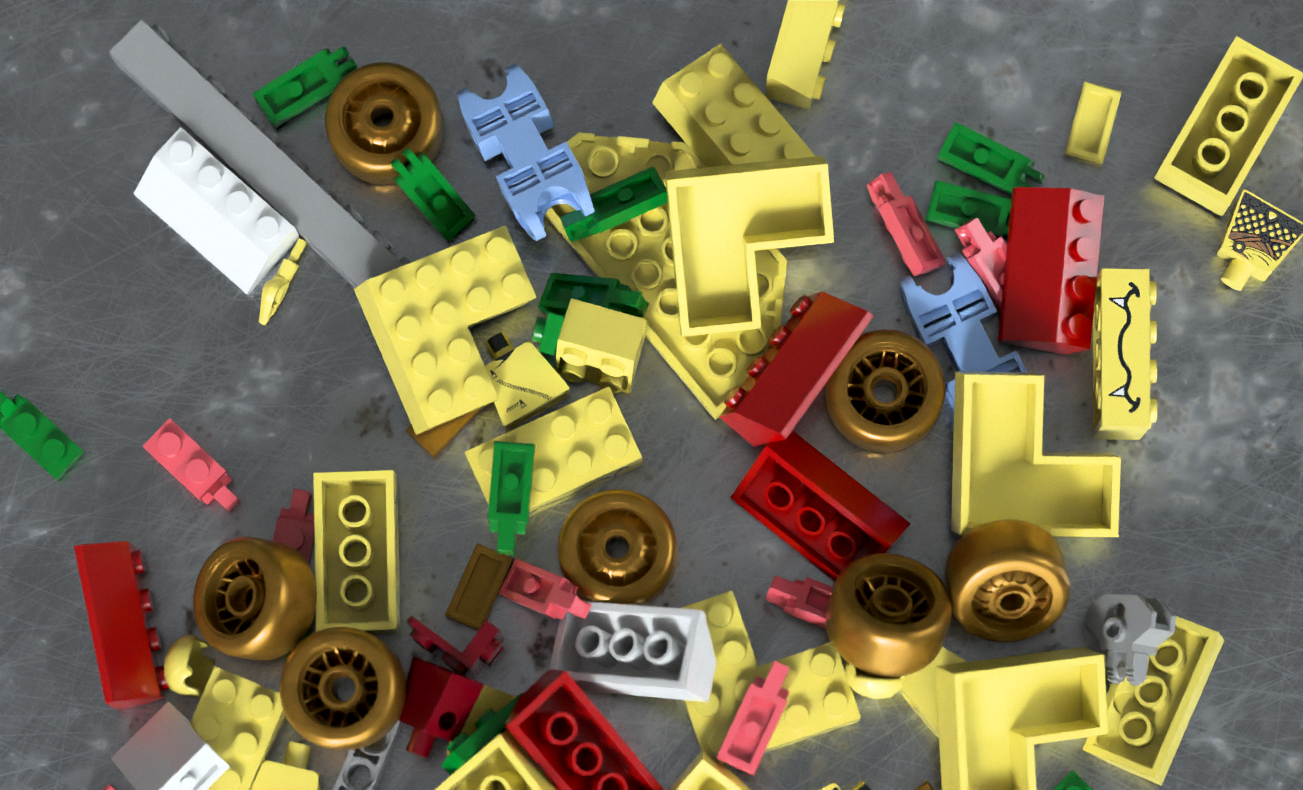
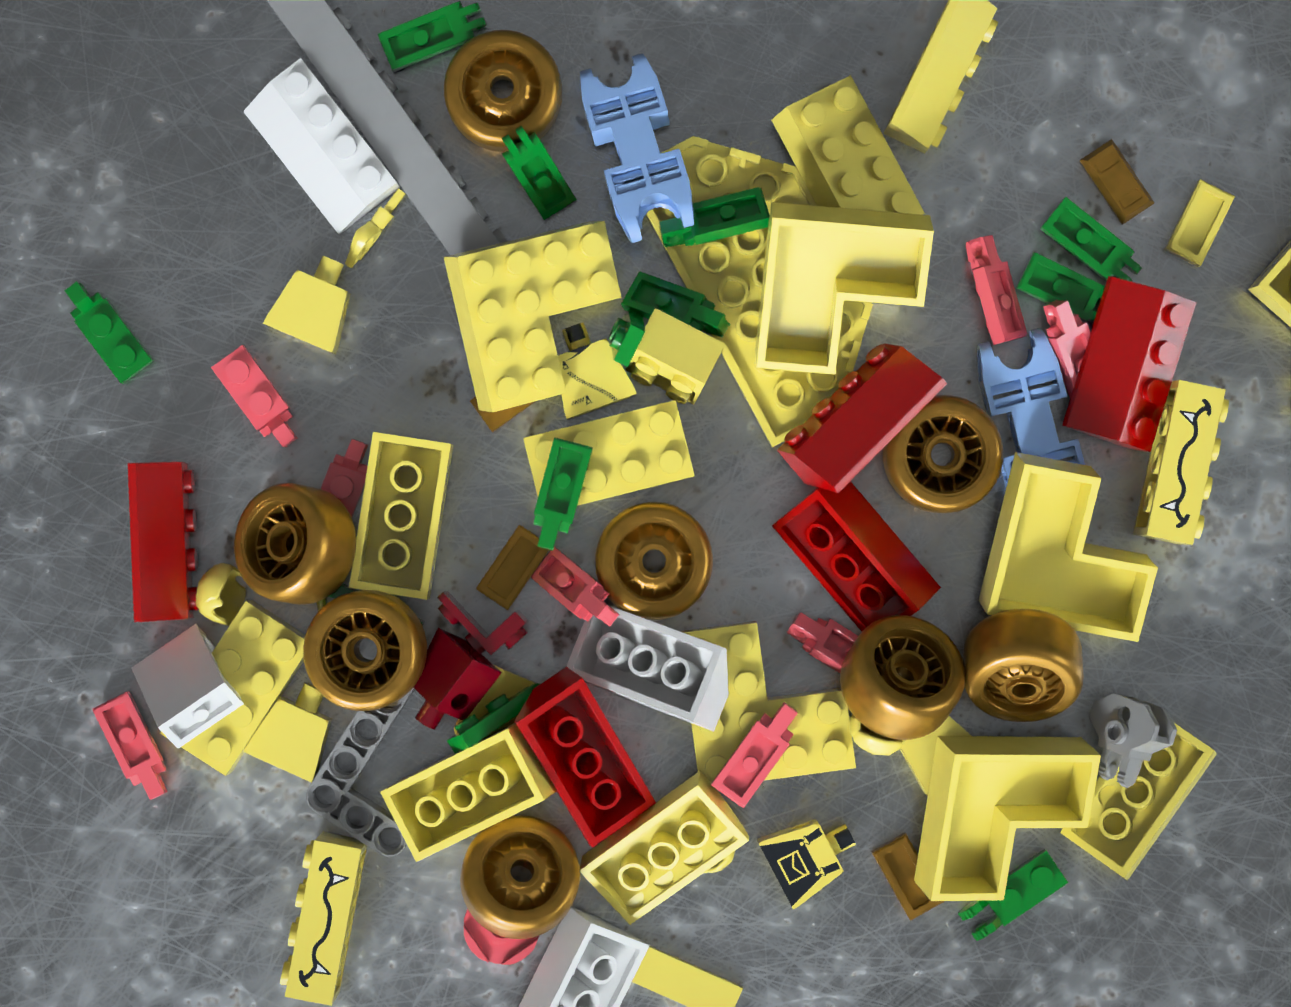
camera: 10 degrees right, 10 degrees up
(233, 368) = (312, 307): none -> light yellow torso
(1003, 100) = (1116, 181): none -> pearl gold tile

